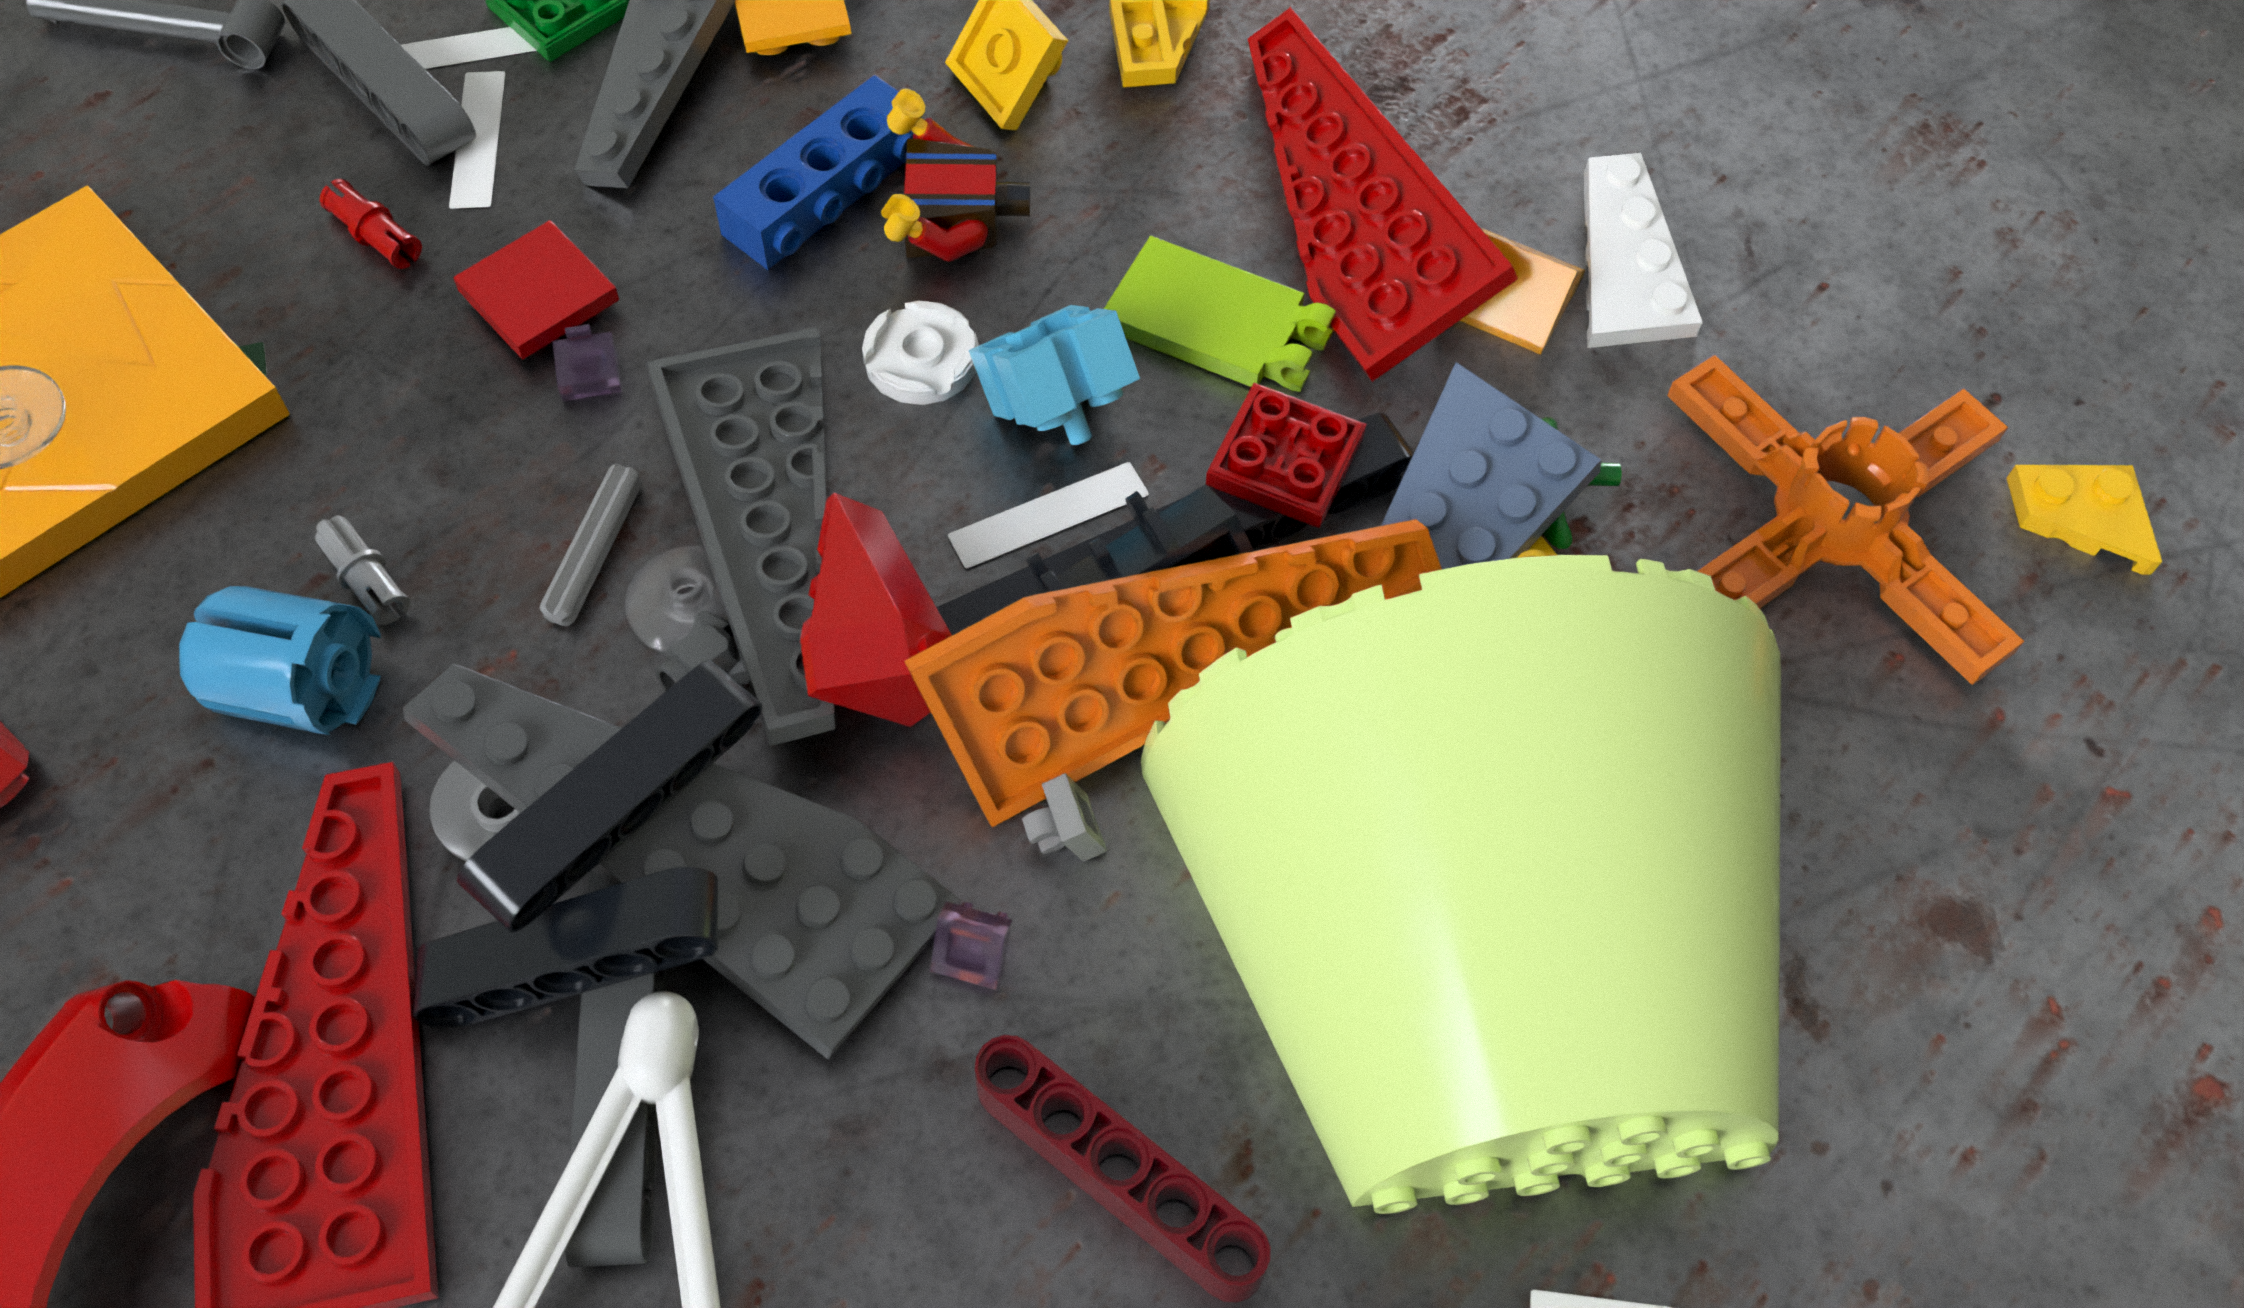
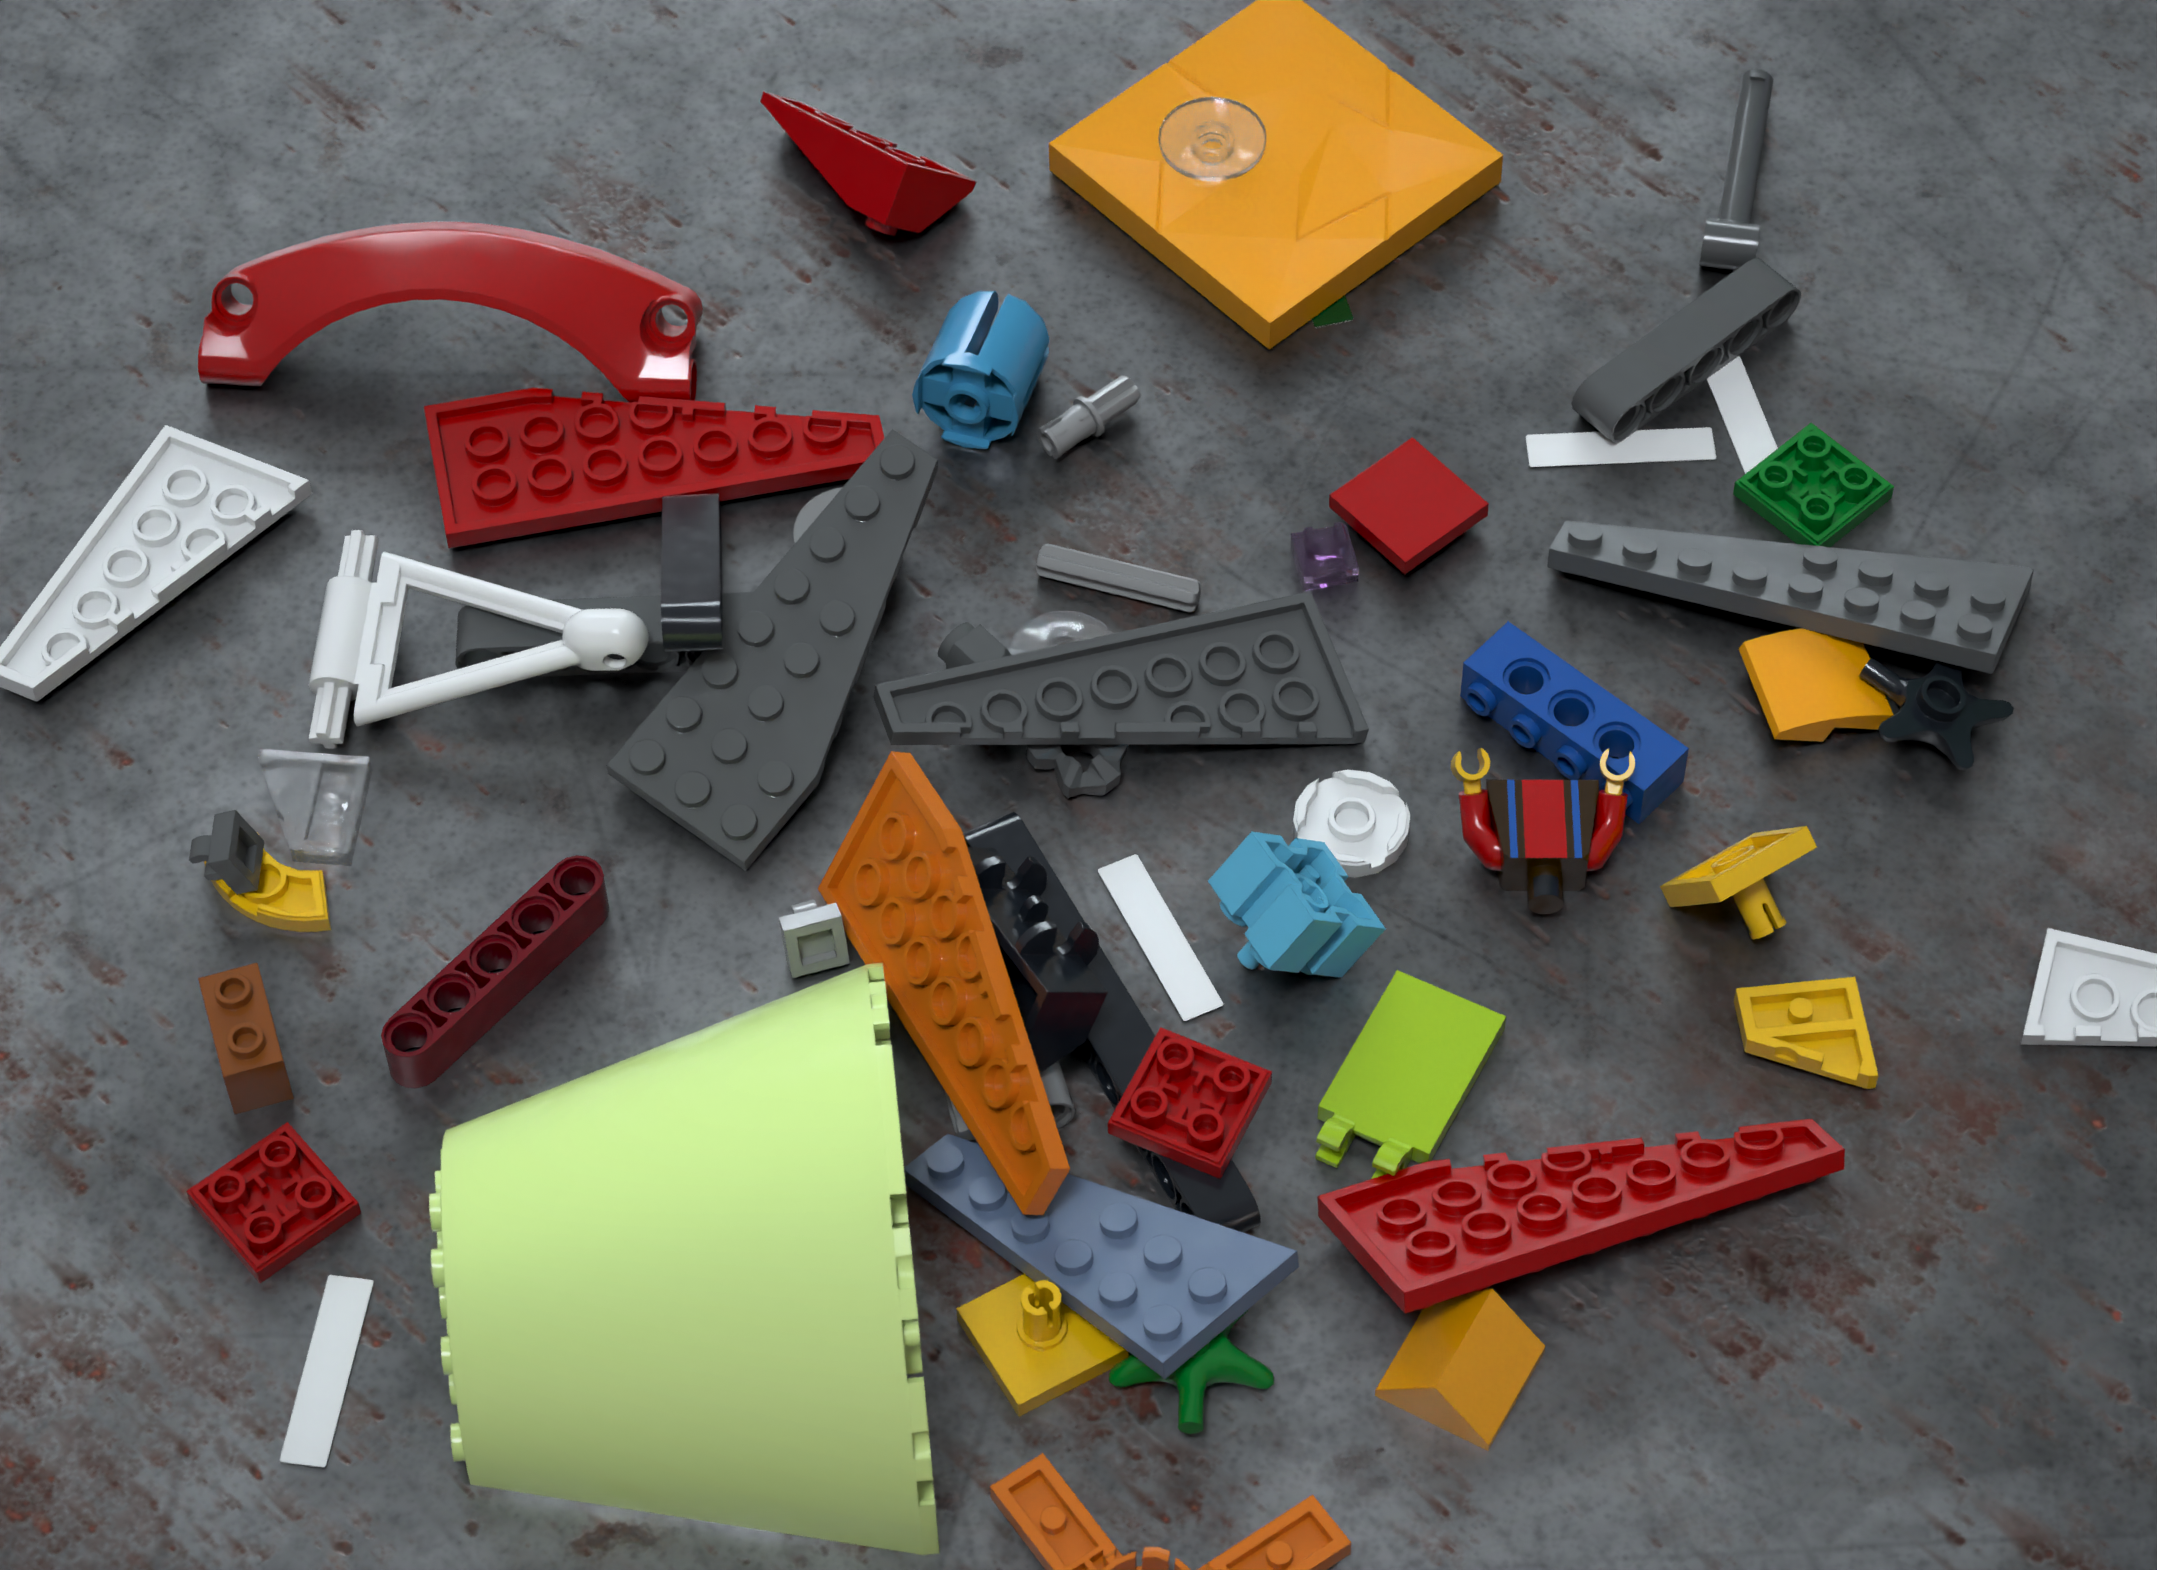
camera: 95 degrees right, 5 degrees down
(370, 223) = (1489, 372): red pin -> none
(608, 796) = (808, 574): black beam -> none
(867, 617) = (1015, 761): red wedge -> none
(971, 944) = (699, 869): clear purple tile -> none
(1632, 263) = (1503, 1495): white wing -> none

